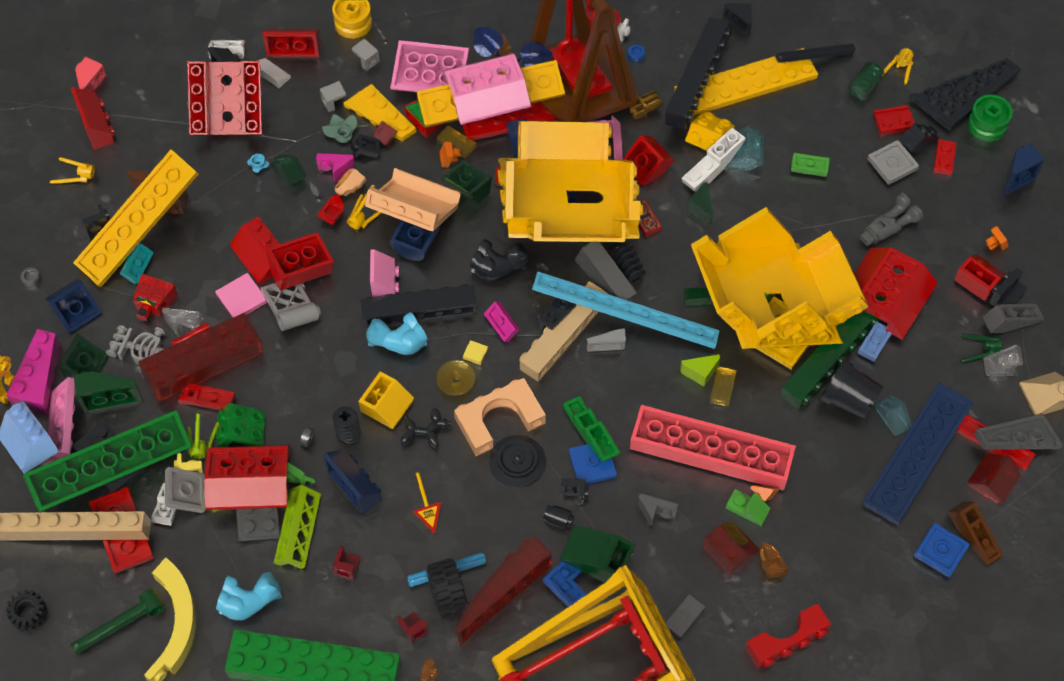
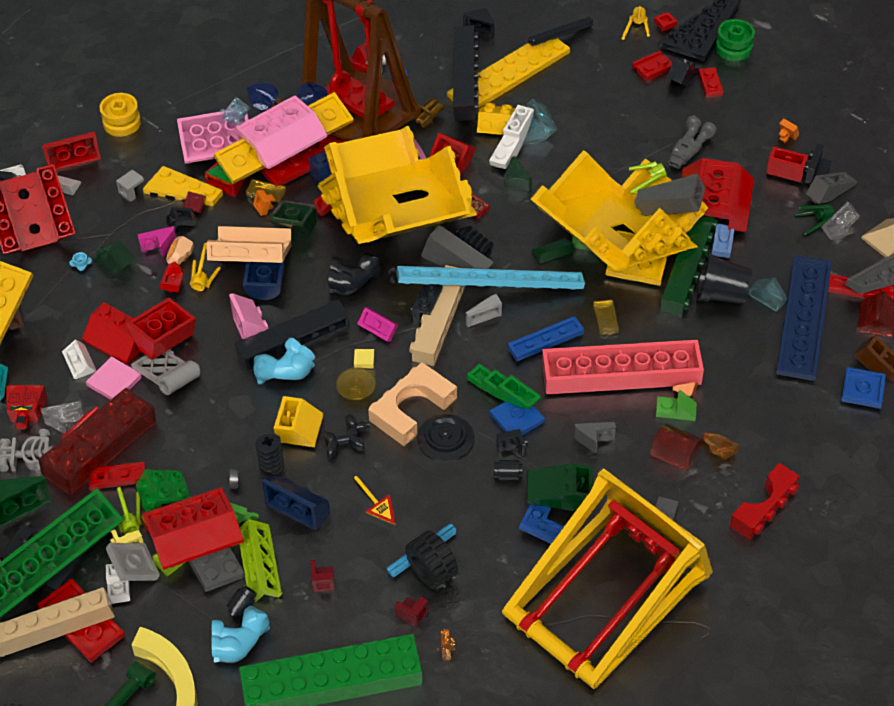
camera: 20 degrees left, 10 degrees down
(218, 265) = (78, 360): none -> white slope
(264, 563) = (240, 600): none -> black brick
(340, 127) = (149, 211): sand green plate -> none
(368, 54) = (149, 140): light grey panel -> none
(455, 51) = (236, 111): none -> clear light blue bracket
(504, 586) = (487, 540): clear red slope -> none
(654, 390) = (545, 338): none -> blue plate
(700, 368) = (579, 307): lime slope -> none
(810, 164) = (597, 119): bright green plate -> none
(834, 250) = (657, 173): none -> lime plant
(836, 284) = (672, 197): none -> dark grey slope
(866, 81) = (615, 41): clear green piece -> none
(893, 162) = (669, 97): light grey plate -> none
(929, 73) = (665, 21): none -> red plate
(1023, 168) = (783, 68): dark blue slope -> none

